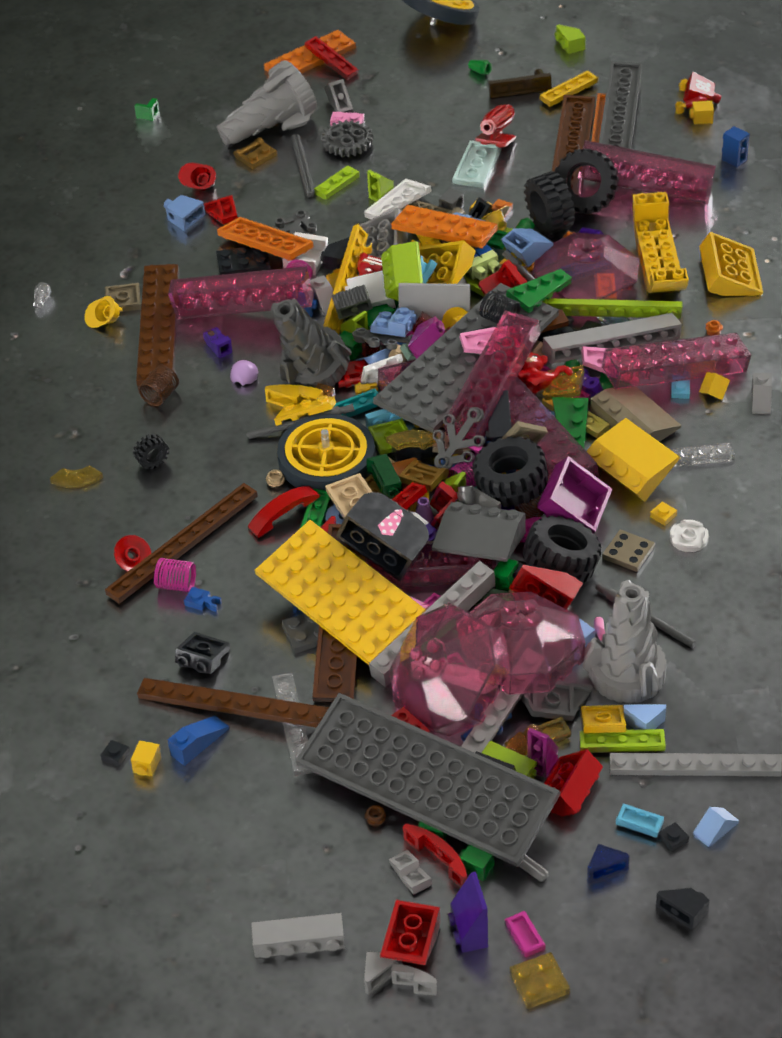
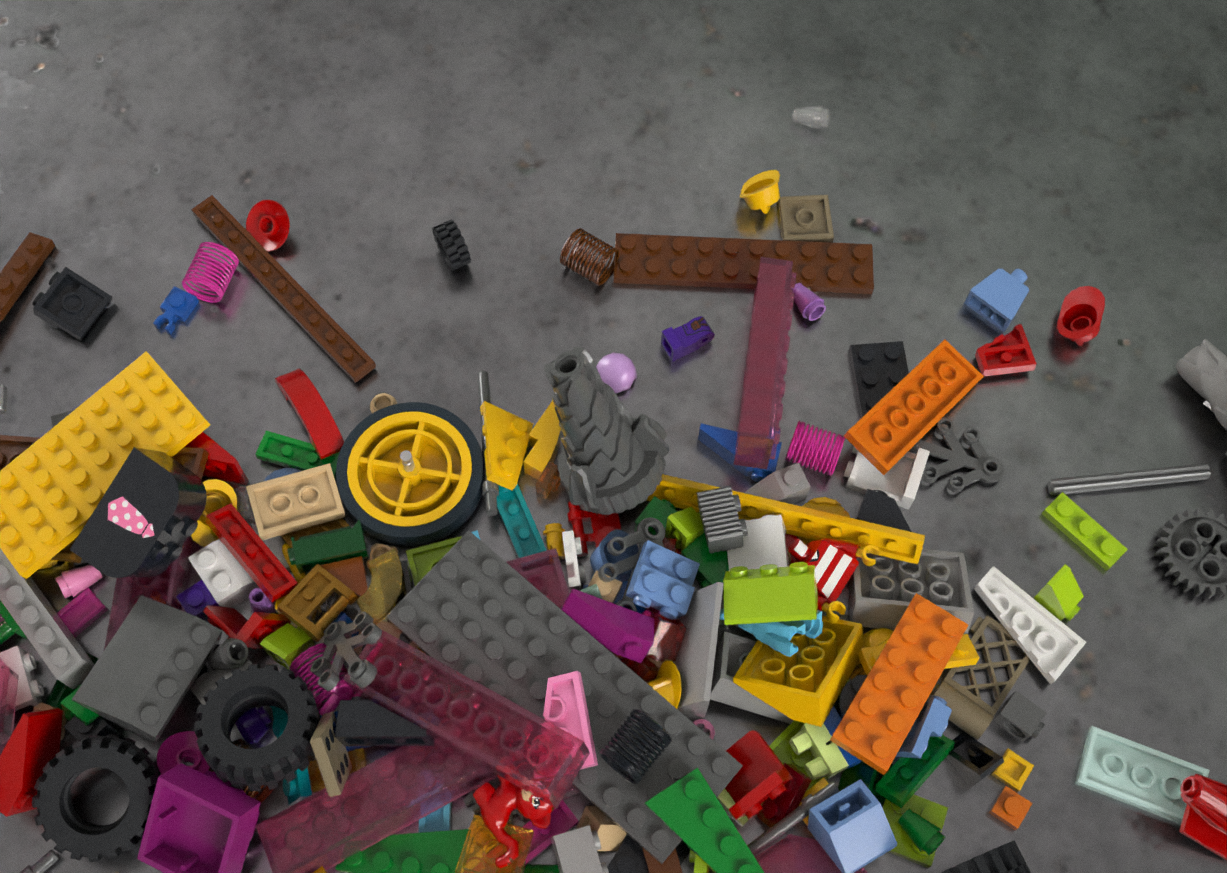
camera: 90 degrees right, 20 degrees up
(76, 478) = (436, 164): clear yellow tile -> none
(257, 157) = (1155, 413): pearl gold plate -> none
(497, 217) = (952, 789): yellow piece -> none

